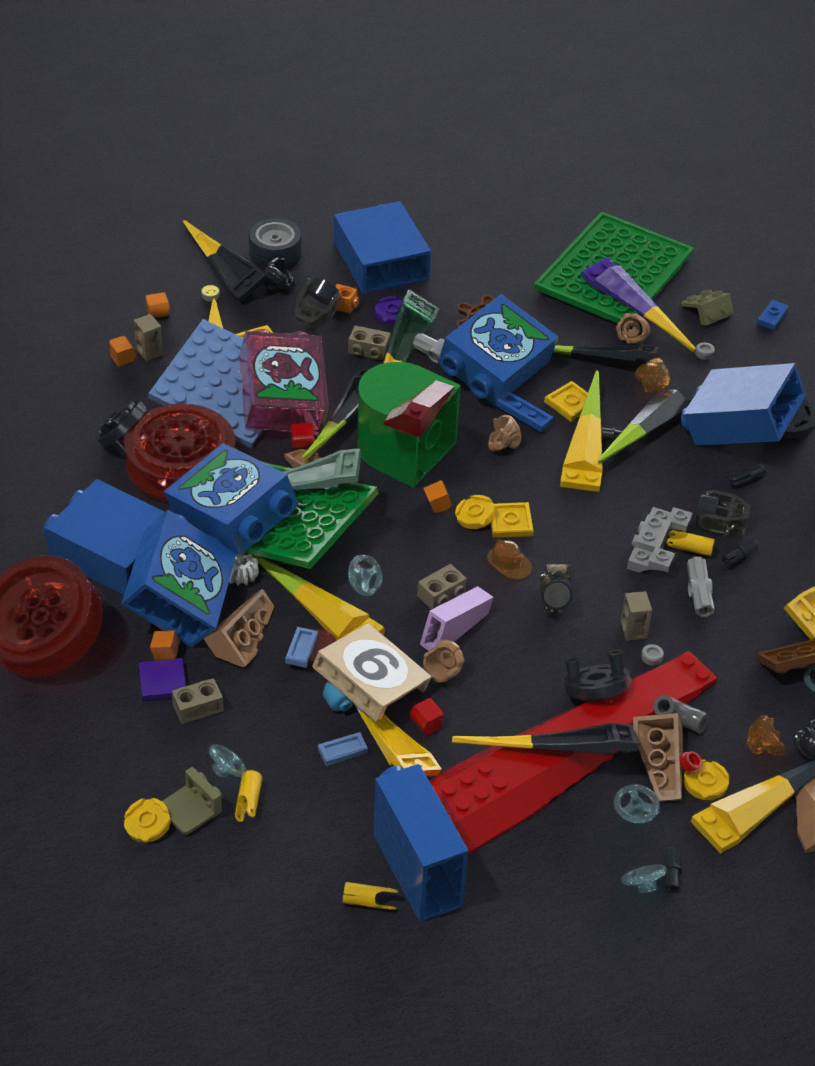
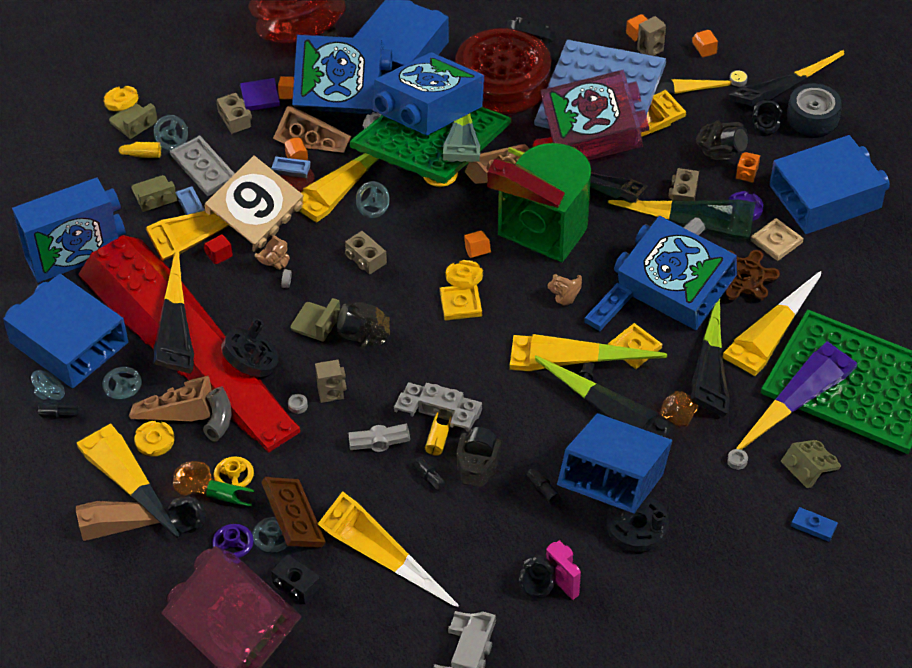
camera: 90 degrees right, 5 degrees up
(275, 643) = (295, 149): none -> orange piece
(279, 736) = (202, 165): none -> light grey tile
(328, 781) = (154, 193): none -> olive bracket
(439, 294) = (776, 239): none -> tan tile
(455, 617) = (325, 260): lavender slope -> none
(477, 656) = (286, 278): none -> light grey tile
(509, 560) = (408, 301): clear orange piece -> none
(540, 629) = (316, 320): none -> olive bracket
(562, 856) = (65, 330): none -> blue brick
(571, 322) = (757, 343): none -> yellow plate
(639, 331) = (748, 392): medium nougat hair -> none
(690, 762) = (157, 415): red plate -> none
(751, 704) = (232, 467): none -> yellow piece
(780, 709) = (225, 492): none -> green piece

